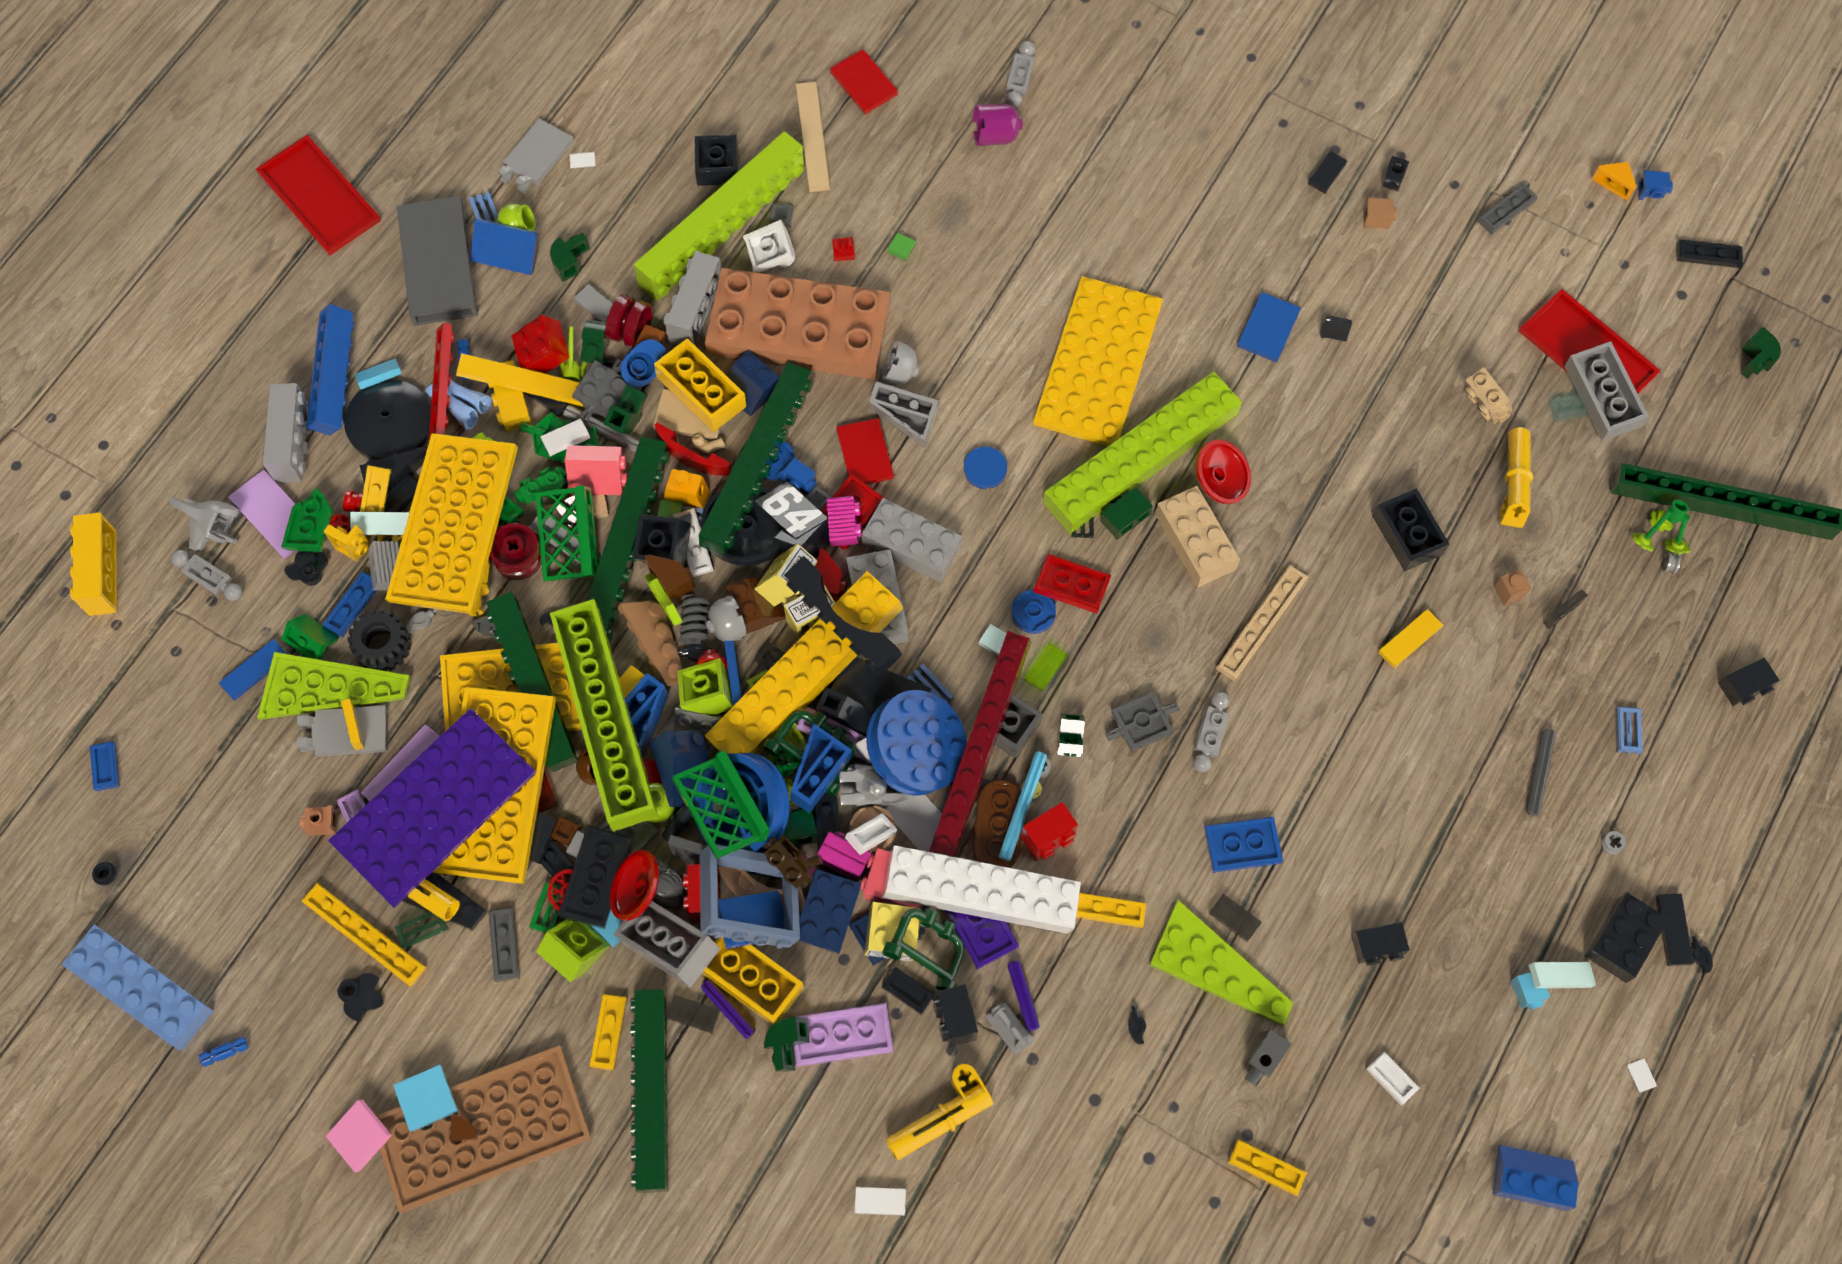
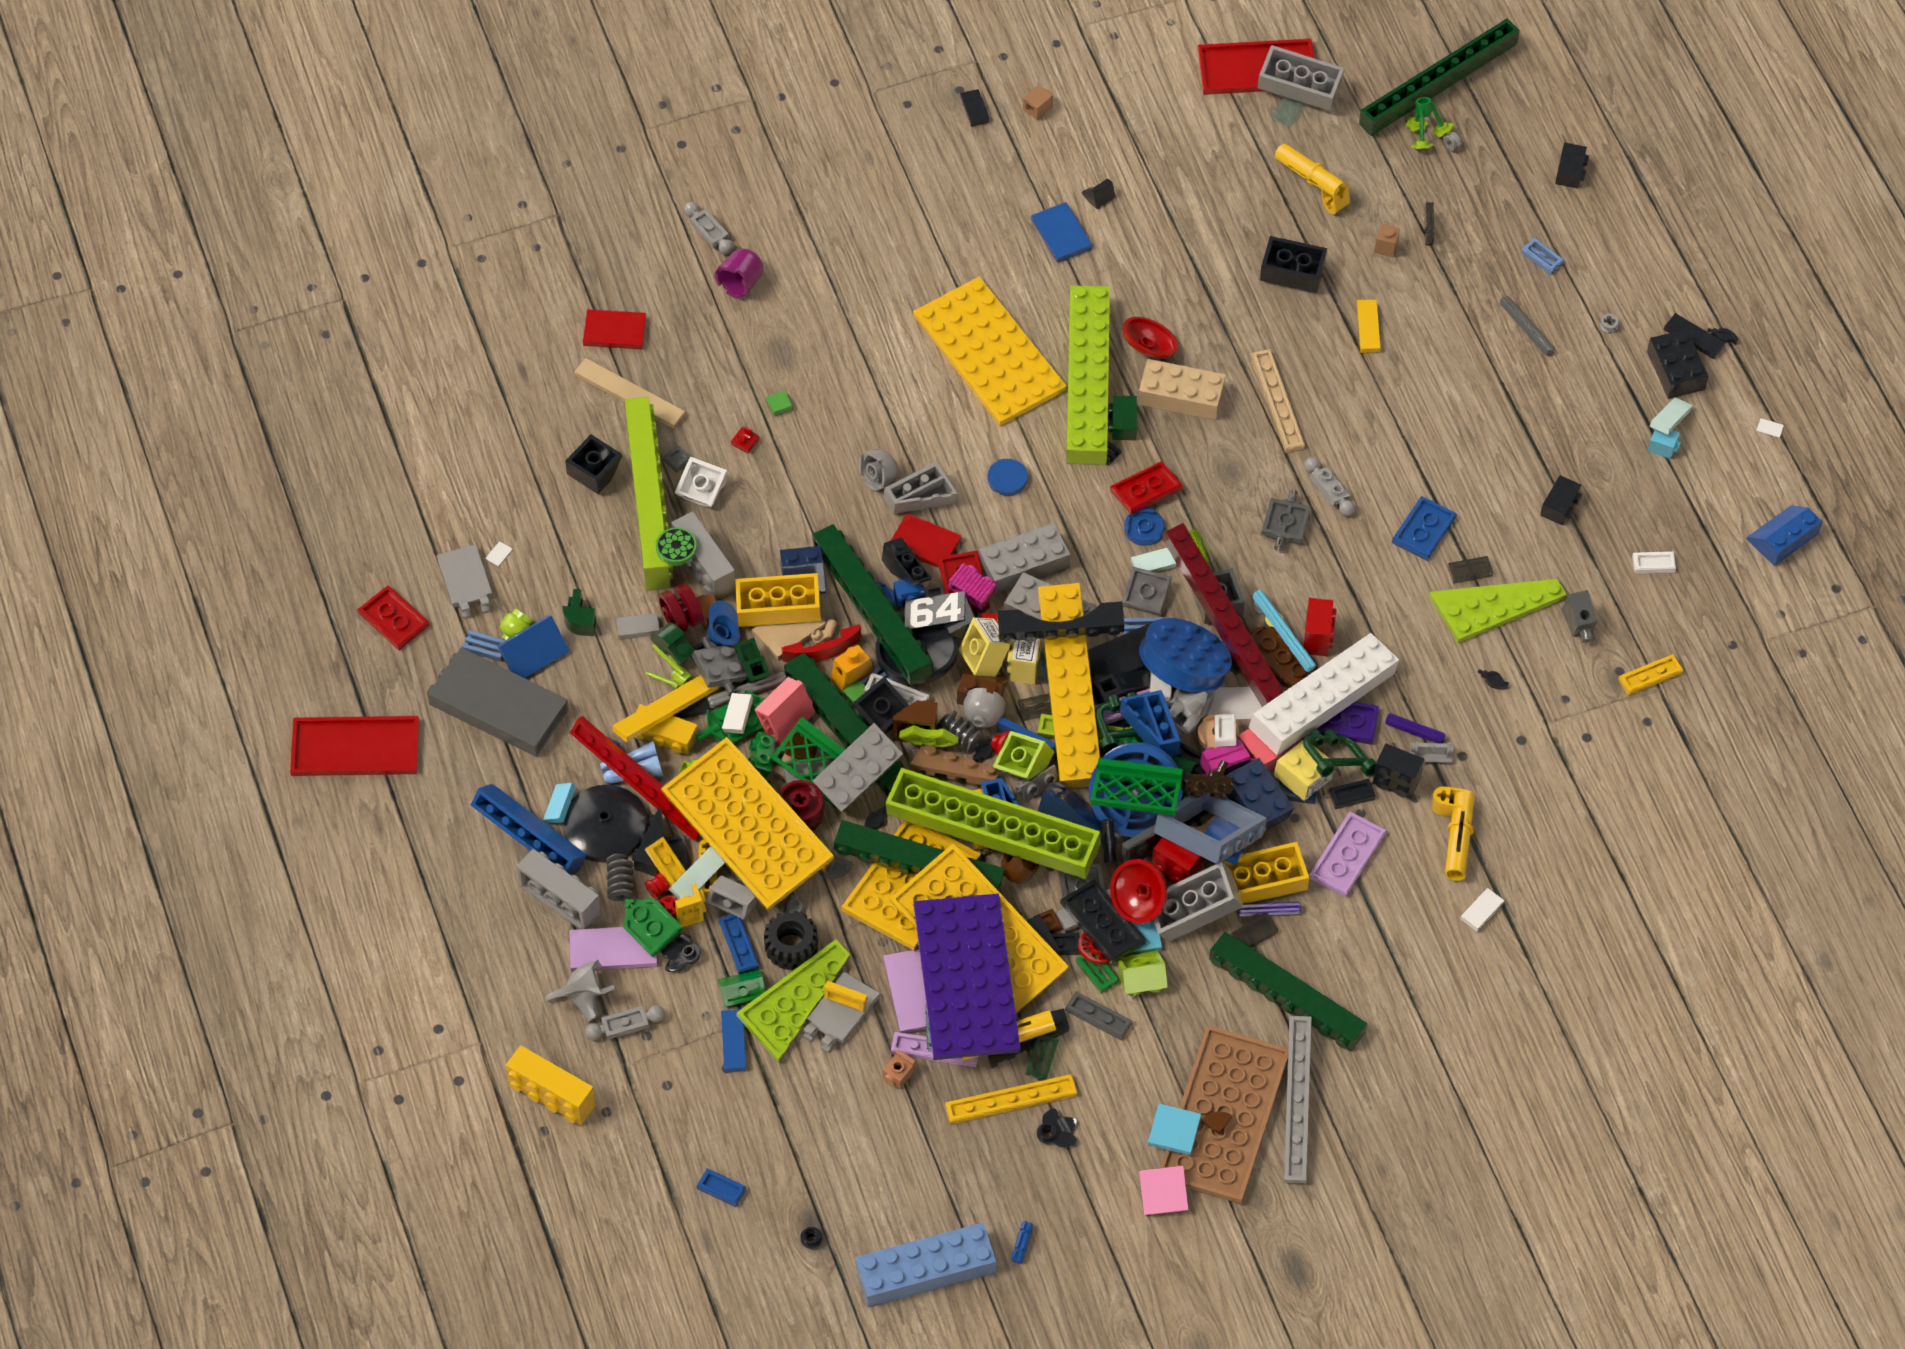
camera: 50 degrees left, 10 degrees down
(338, 469) = (619, 877): none -> dark grey piece
(458, 133) = (393, 617): none -> red tile
(540, 345) = (645, 678): red brick -> none
(540, 1185) = (1297, 1099): none -> light grey plate
(576, 566) = (858, 767): none -> light grey brick
(608, 1032) = (1221, 992): yellow tile -> none
(672, 270) = (676, 546): none -> bright green tile
(782, 1038) = (1321, 882): dark green brick -> none
(798, 323) = (785, 506): nougat plate -> none
(819, 452) = (903, 562): none -> black slope
(967, 662) = (1146, 591): none -> flat silver tile
(1071, 735) = (1258, 568): brick -> none
(1111, 910) = (1405, 633): yellow tile -> none
(1395, 173) = (1017, 69): black leg -> none
(1492, 400) = (1241, 145): tan brick -> none
(1507, 209) = (1106, 28): dark grey tile -> none

